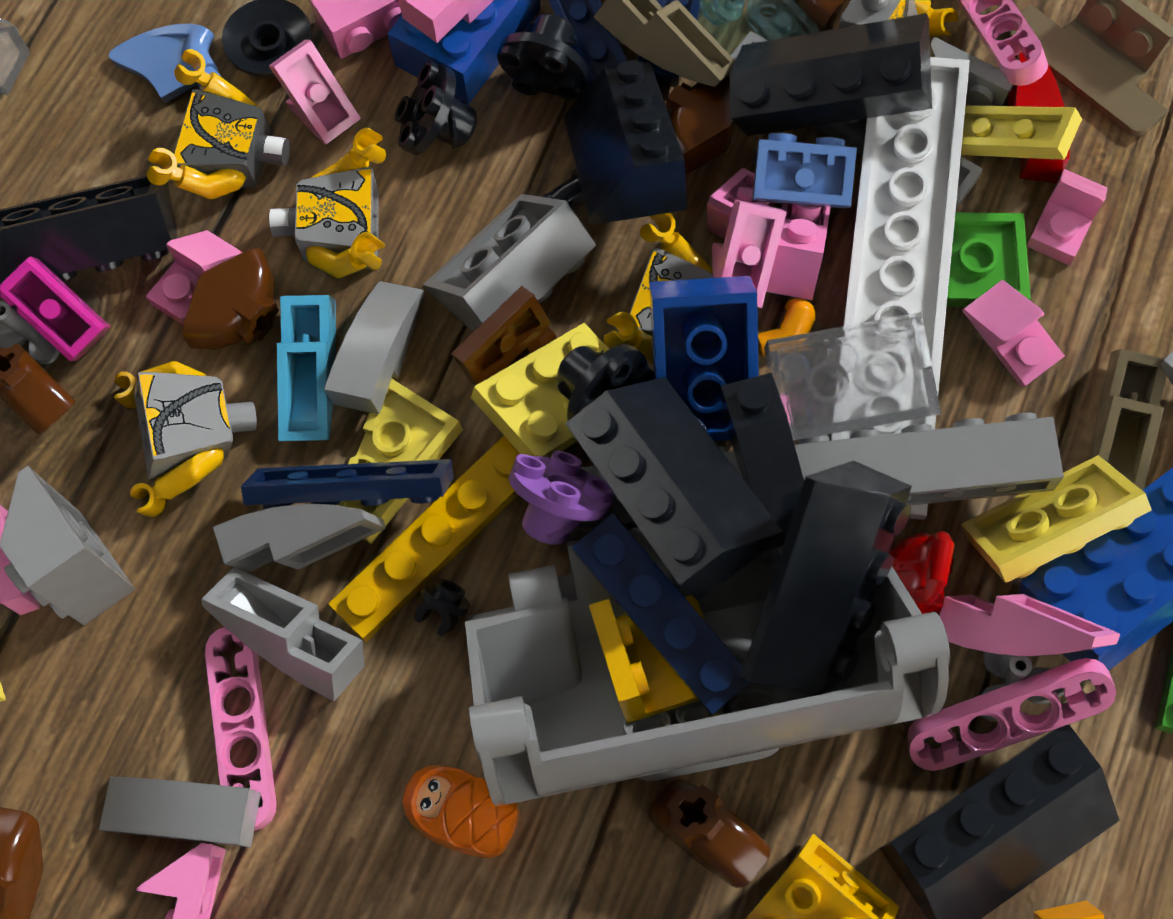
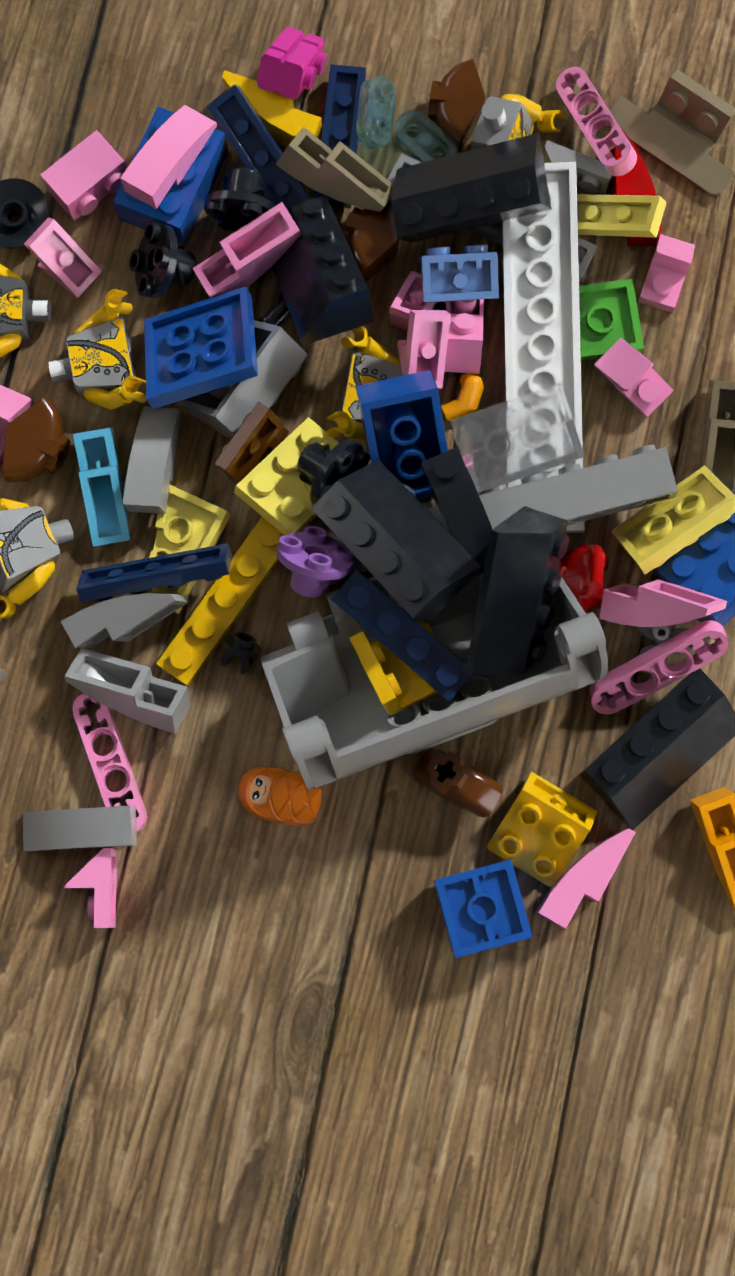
camera: 10 degrees left, 10 degrees up
(460, 216) = (200, 348): none -> blue plate
(541, 117) = (248, 252): none -> bright pink slope

